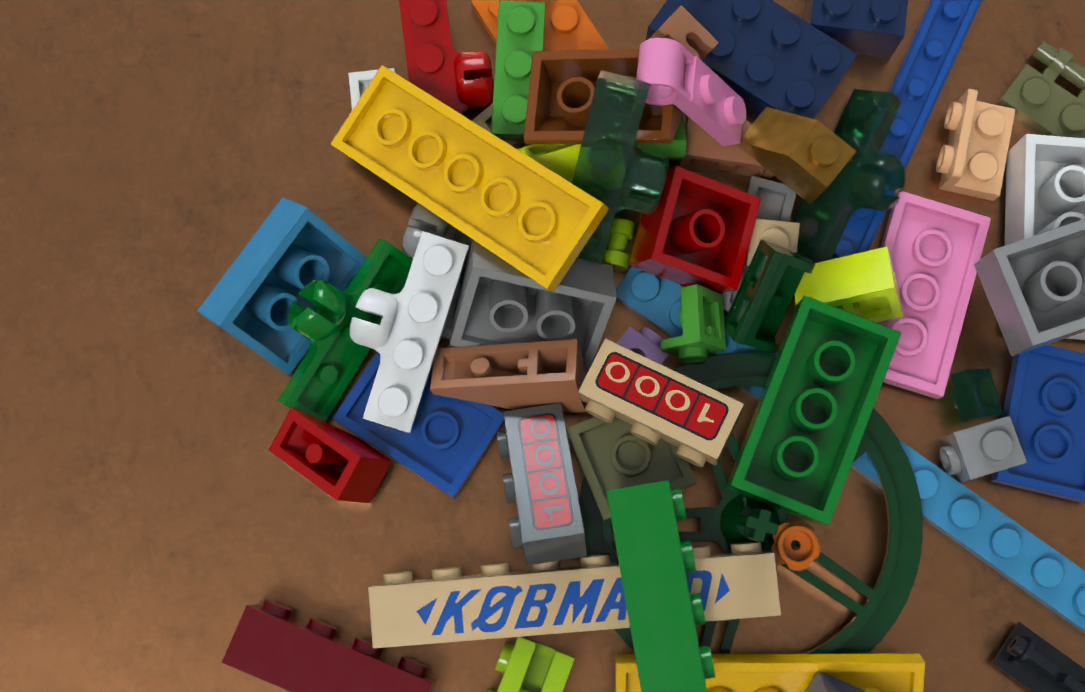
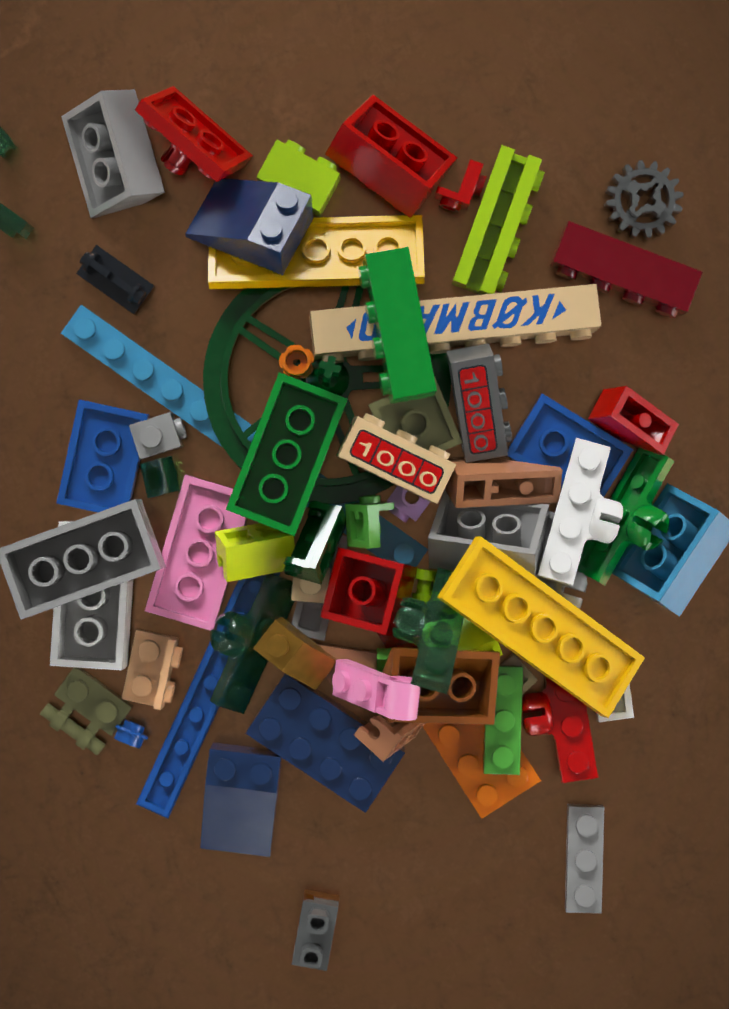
camera: 175 degrees right, 10 degrees up
(1001, 65) = (130, 734): none -> blue plate

